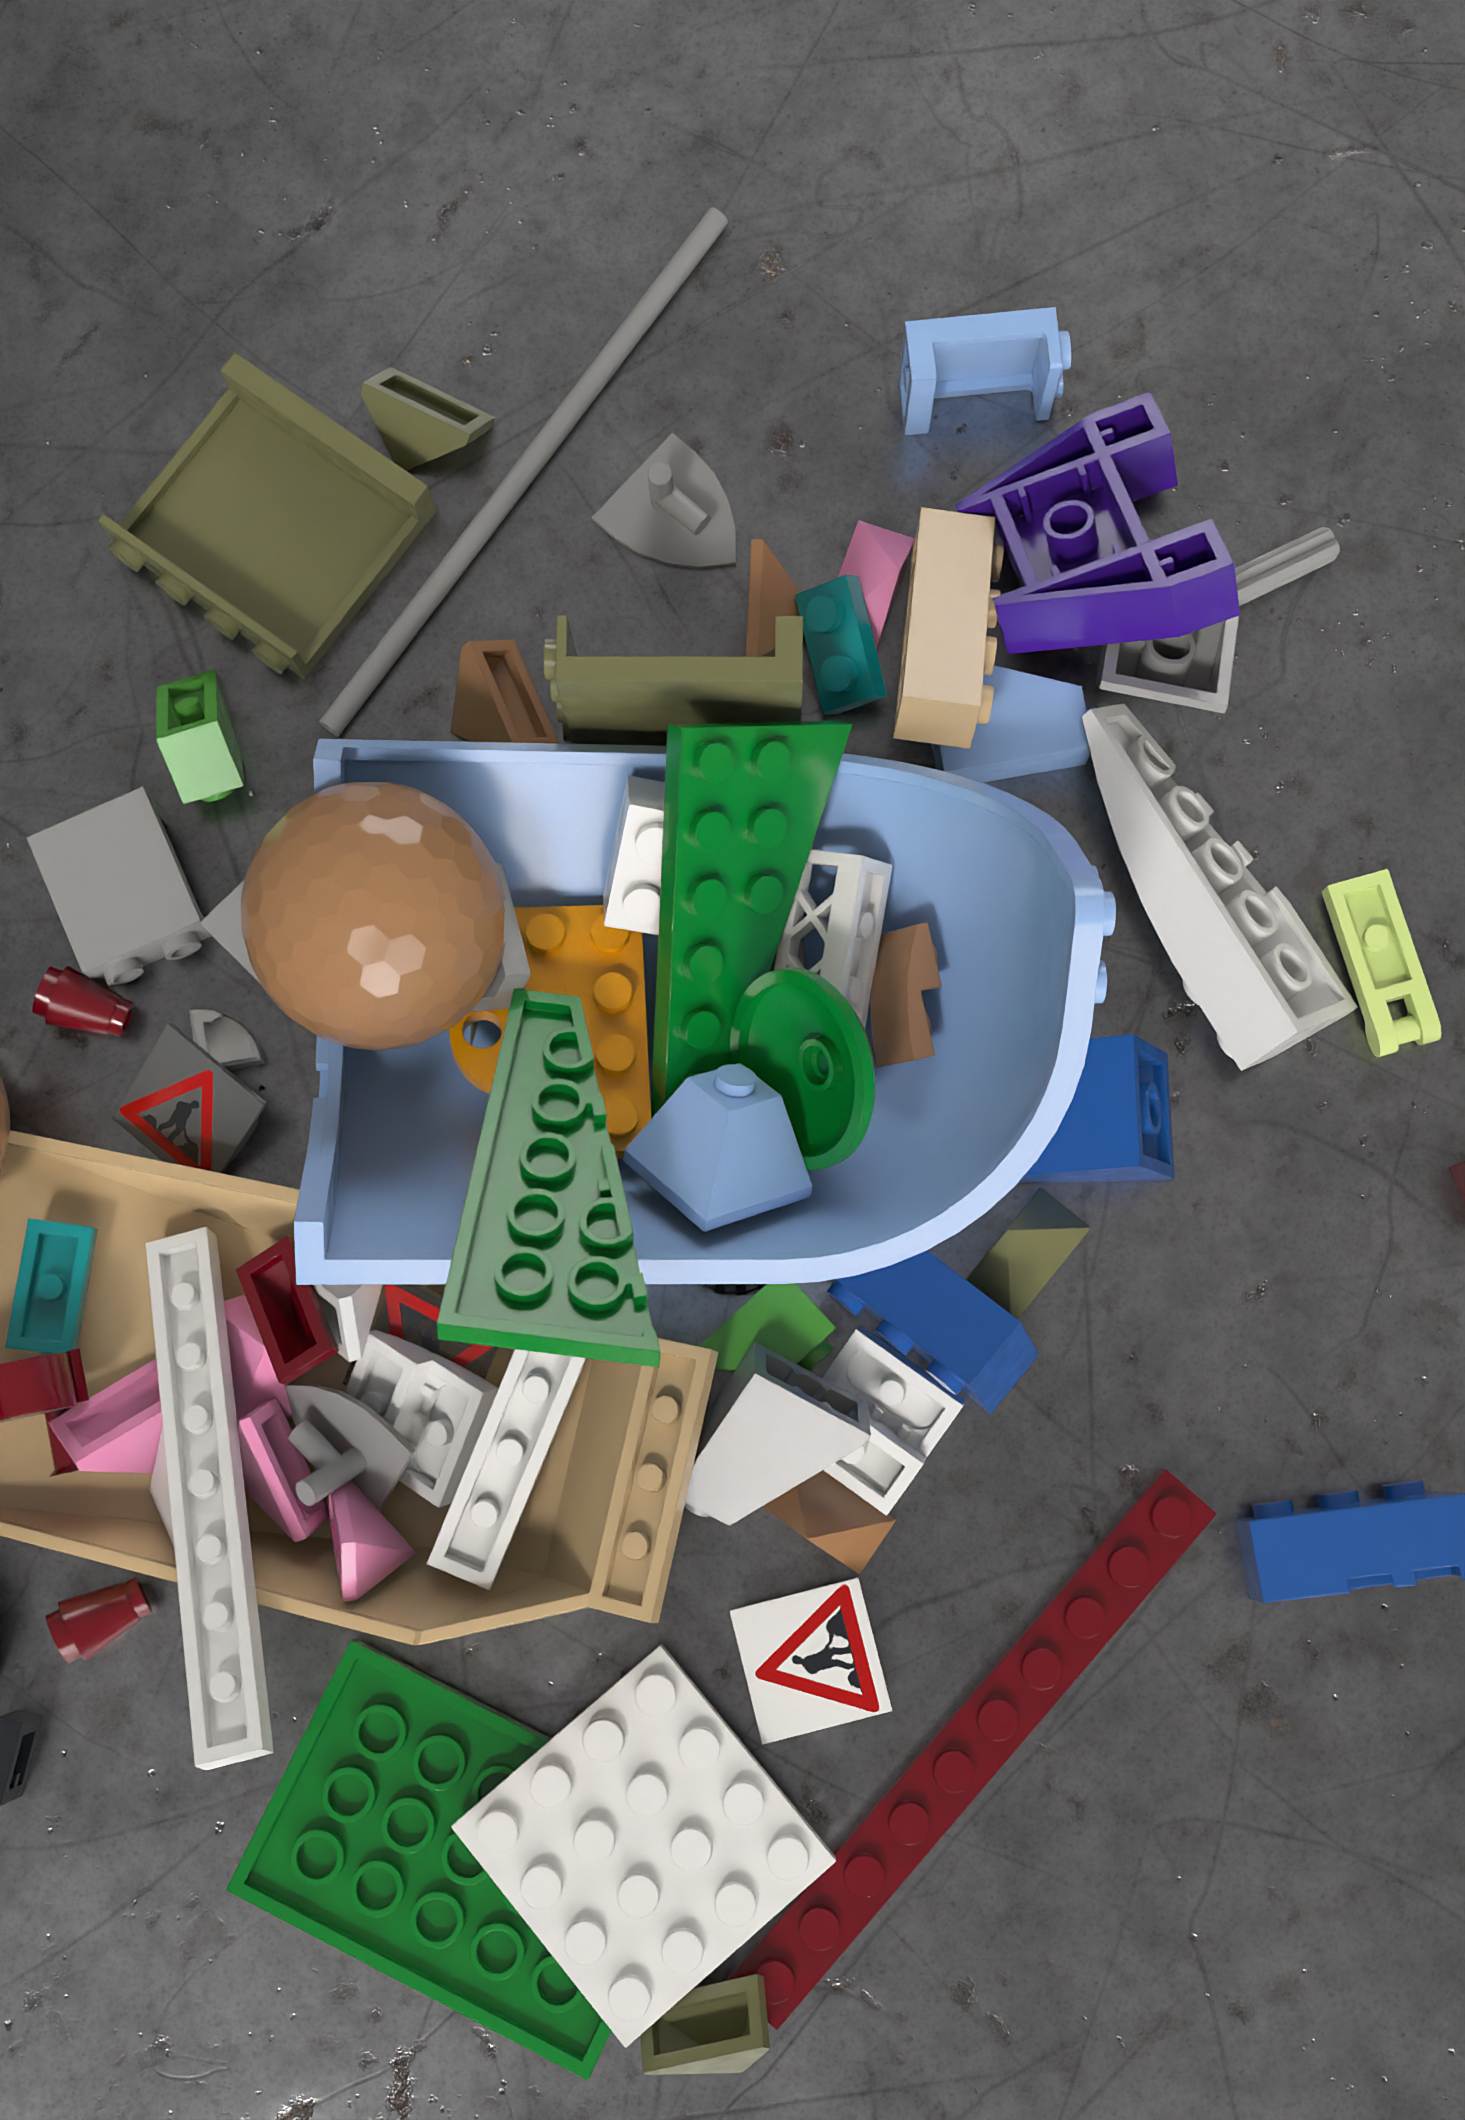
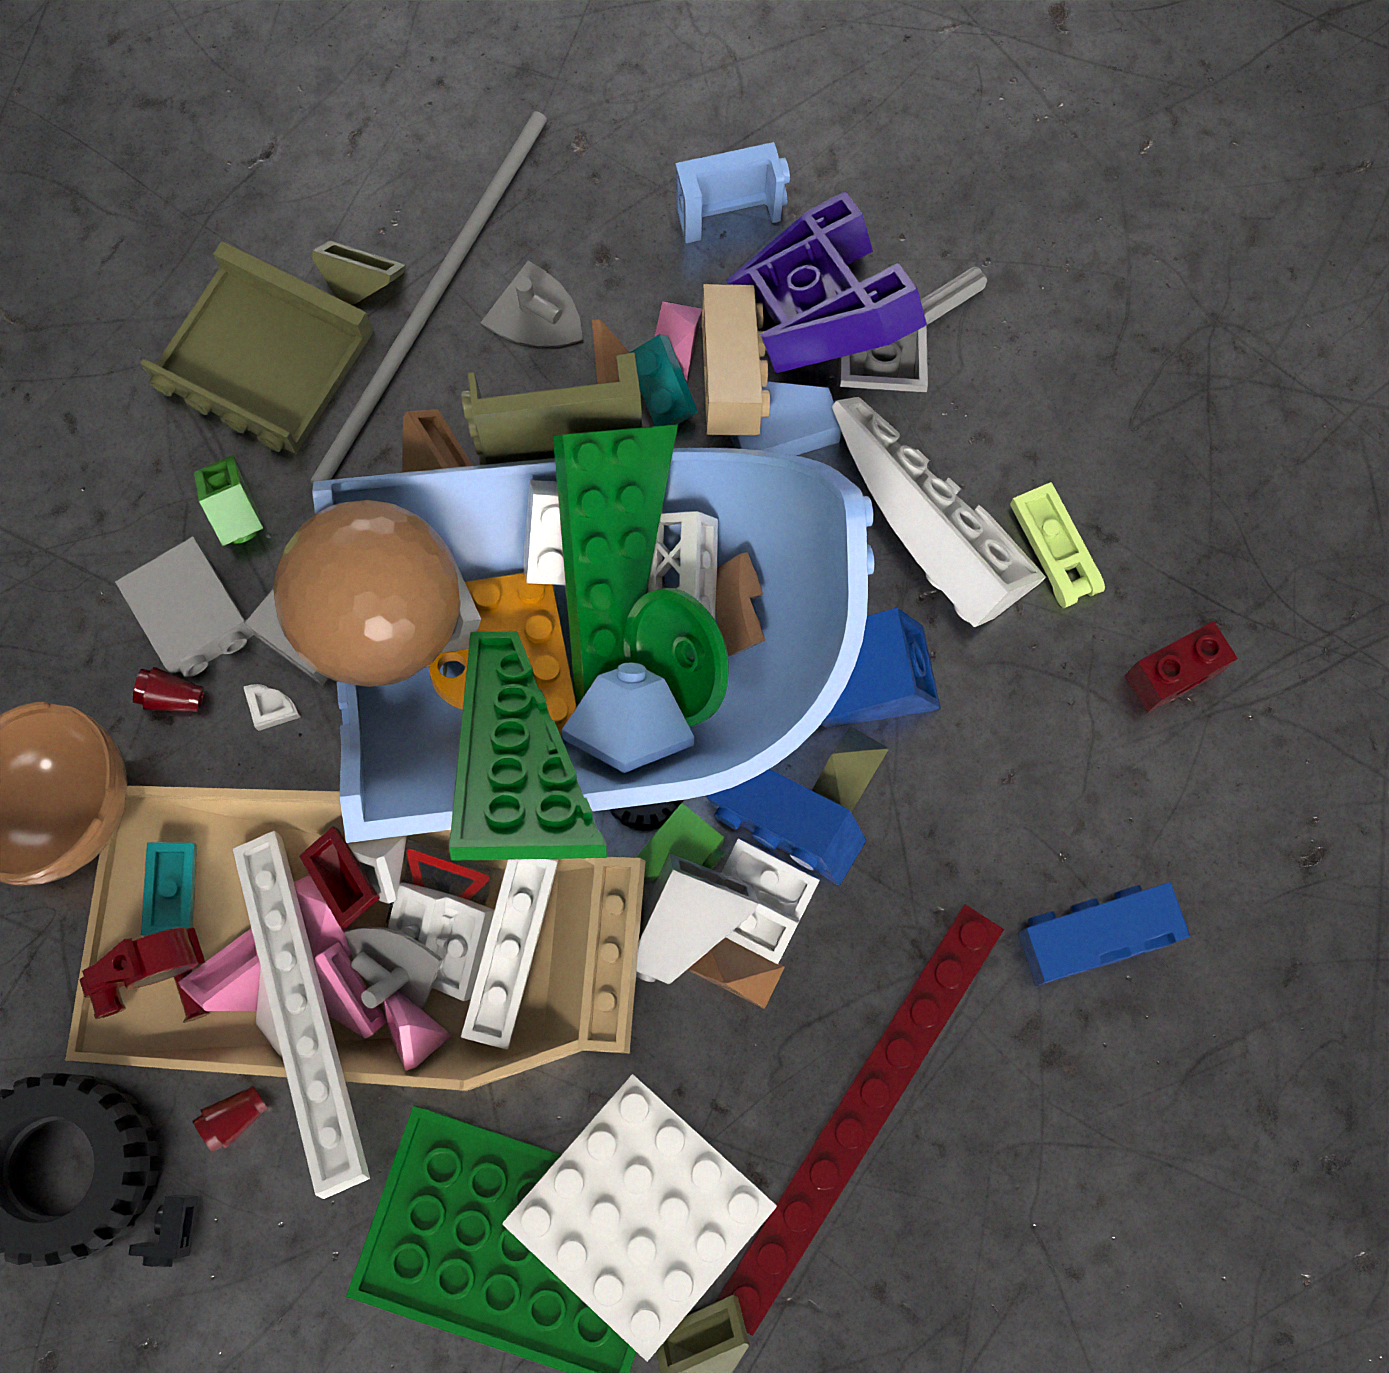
camera: 15 degrees left, 5 degrees down
(188, 1105) = (251, 749): dark grey piece -> none
(810, 1660) = (739, 1071): white piece -> none

